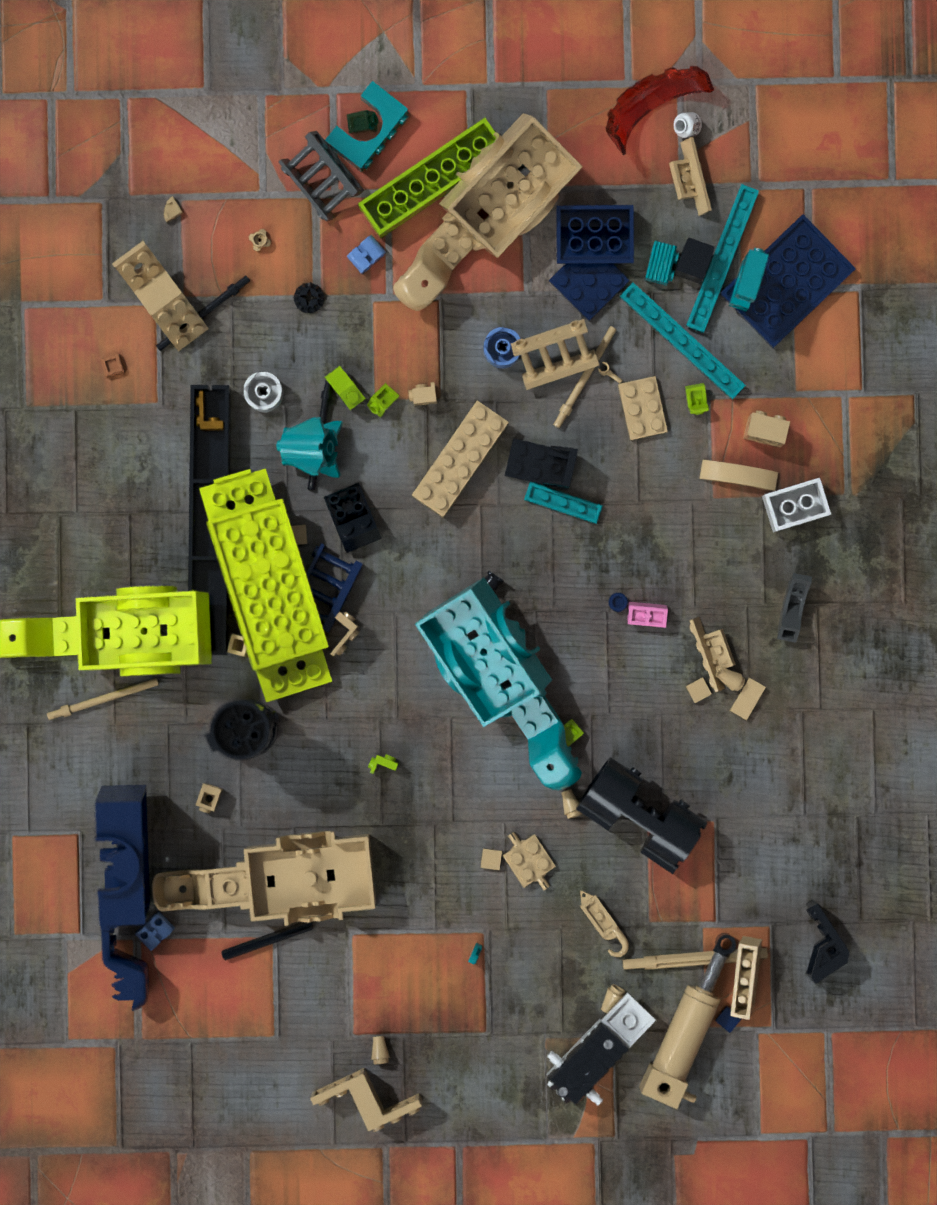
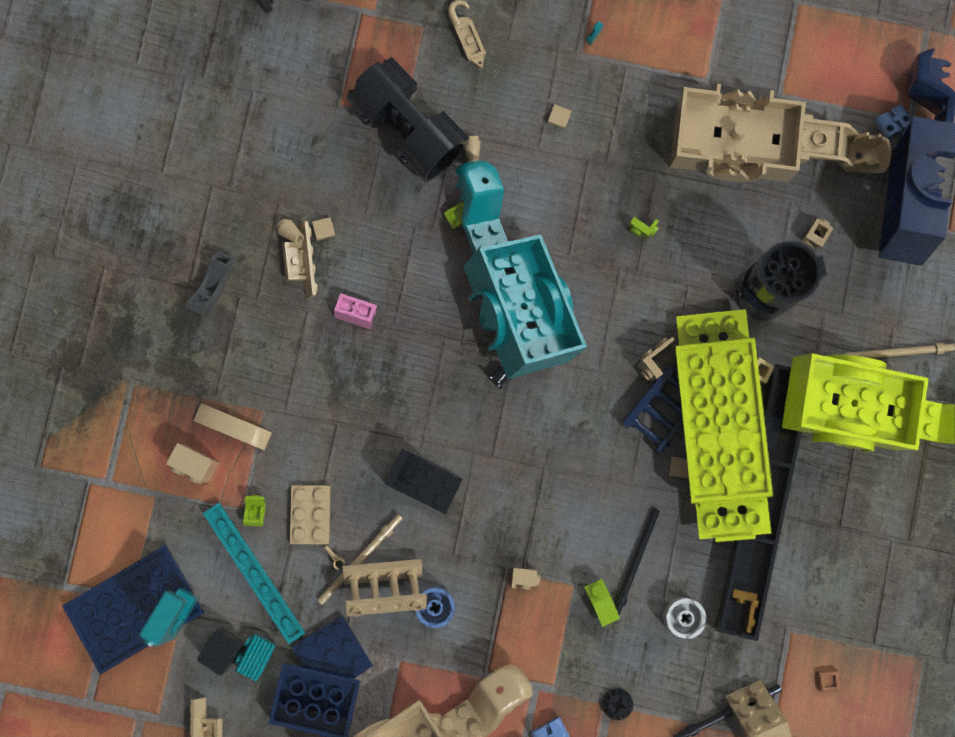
camera: 170 degrees left, 5 degrees down
(266, 940) = (794, 90): black axle -> none
(311, 447) = (649, 549): teal brick -> none
(352, 517) = (622, 471): black slope -> none
(382, 400) = (566, 582): lime bracket -> none
(460, 459) = (503, 504): tan brick -> none
(529, 861) = (524, 107): tan plate -> none
(563, 502) = (411, 439): teal tile -> none
(618, 602) = (380, 330): dark blue tile -> none
(722, 258) = (192, 647): teal plate -> none
(747, 698) = (279, 209): tan tile -> none
(796, 505) = (182, 382): white brick -> none

